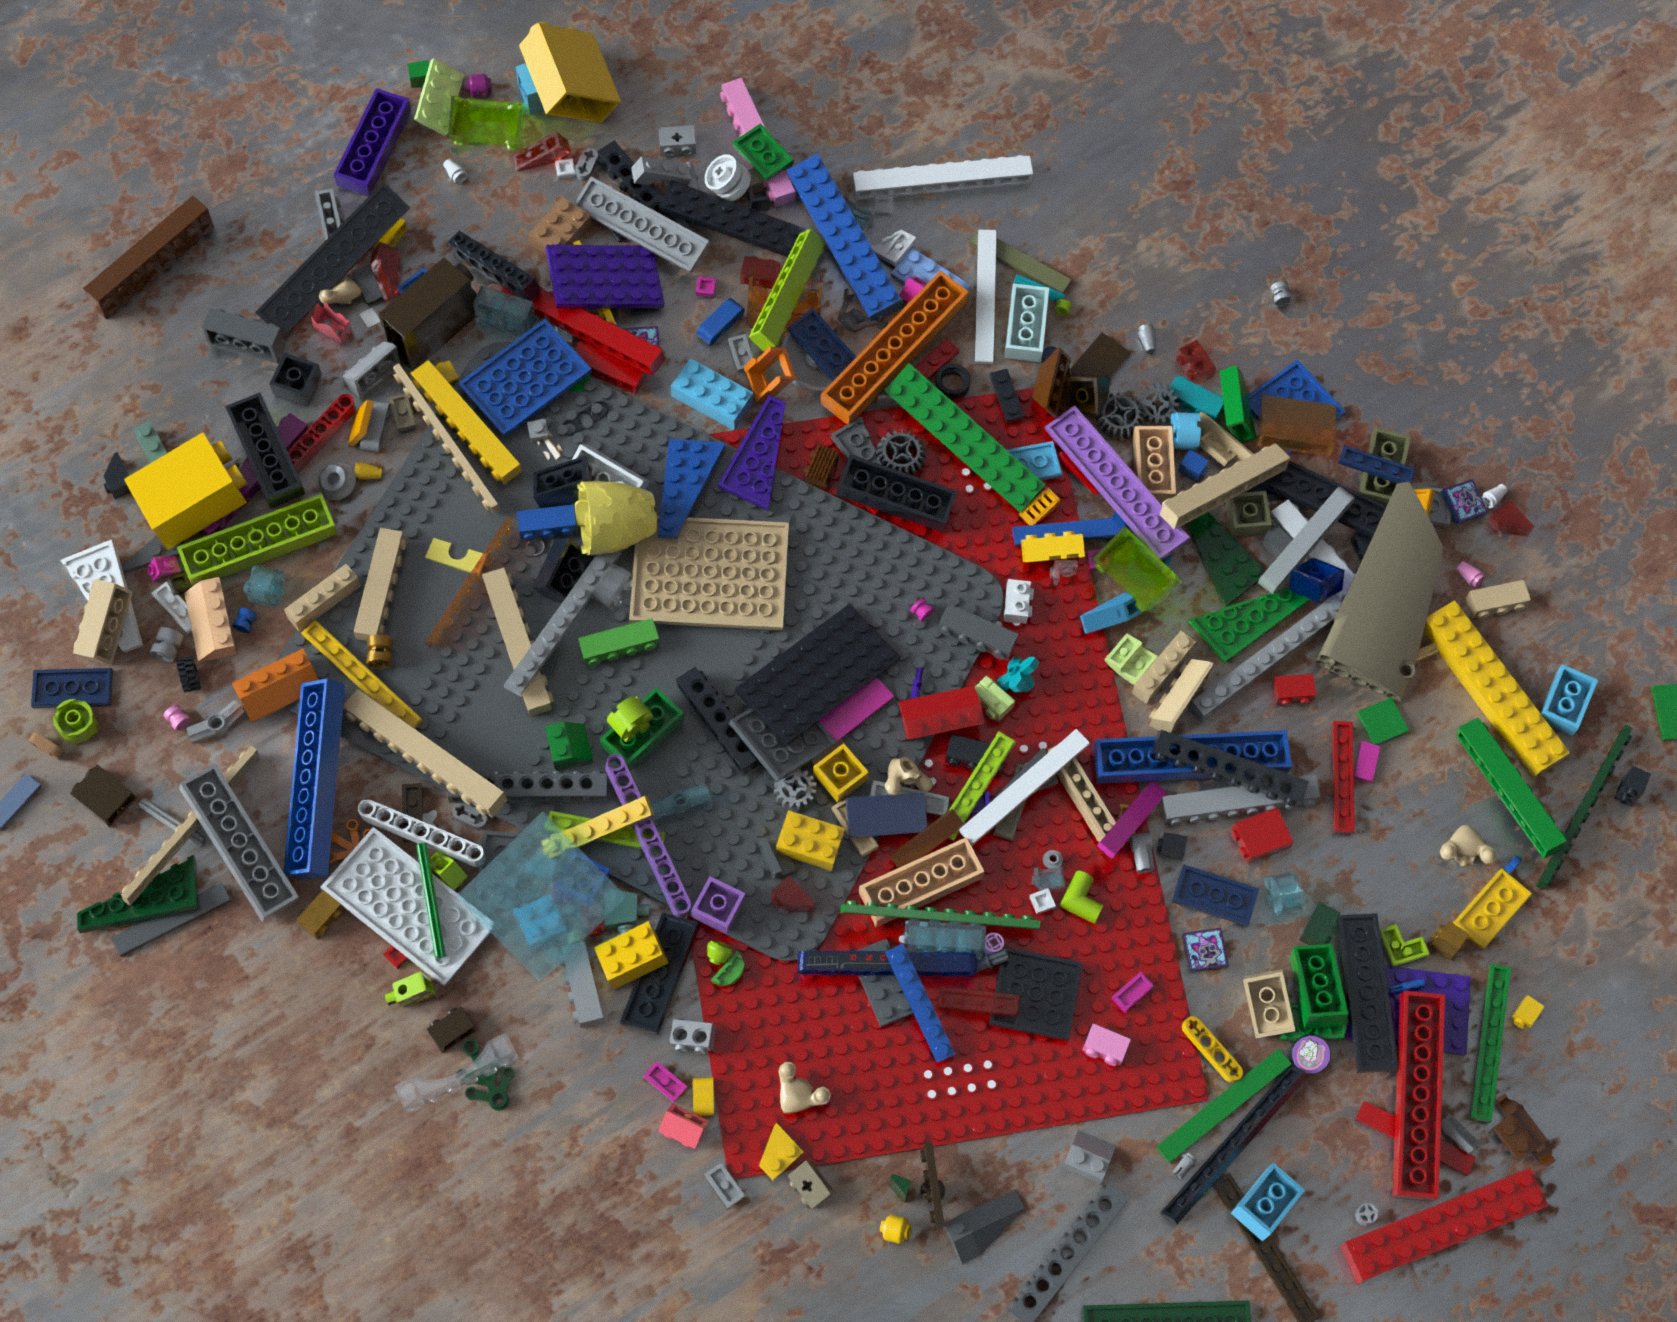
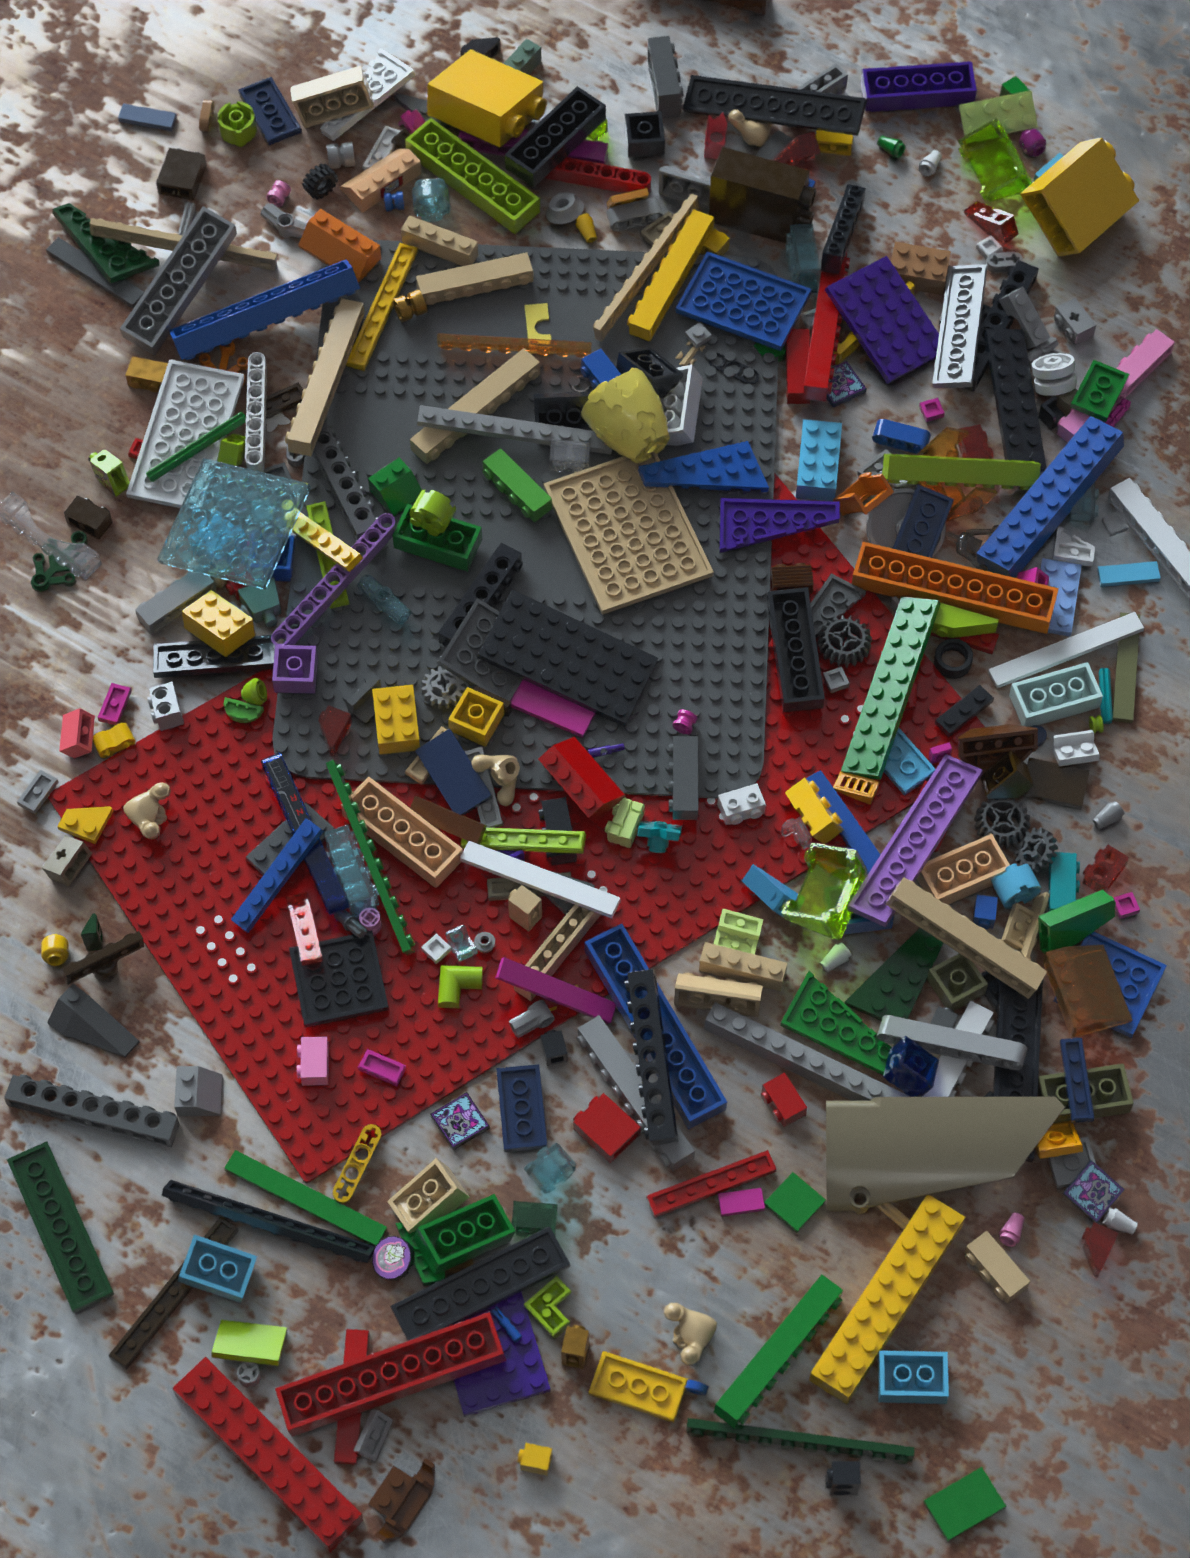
camera: 70 degrees right, 5 degrees down
(419, 192) = (892, 146): none -> green cone
(927, 359) = (958, 622): none -> lime slope
(934, 475) = (836, 679): none -> light grey plate
(935, 218) = (1128, 574): none -> medium azure tile
(1040, 430) = (937, 753): none -> dark pink tile
(1041, 811) = (524, 907): none -> tan brick
(1079, 333) = (1075, 748): none -> white bracket
(1184, 595) = (837, 956): none -> white cone
(1184, 1165) = (226, 1183): light grey pin -> none
(1231, 360) = (1126, 905): none -> dark pink plate
(1340, 1202) = (249, 1342): none -> lime tile
(1490, 1043) = (487, 1434): green plate -> none

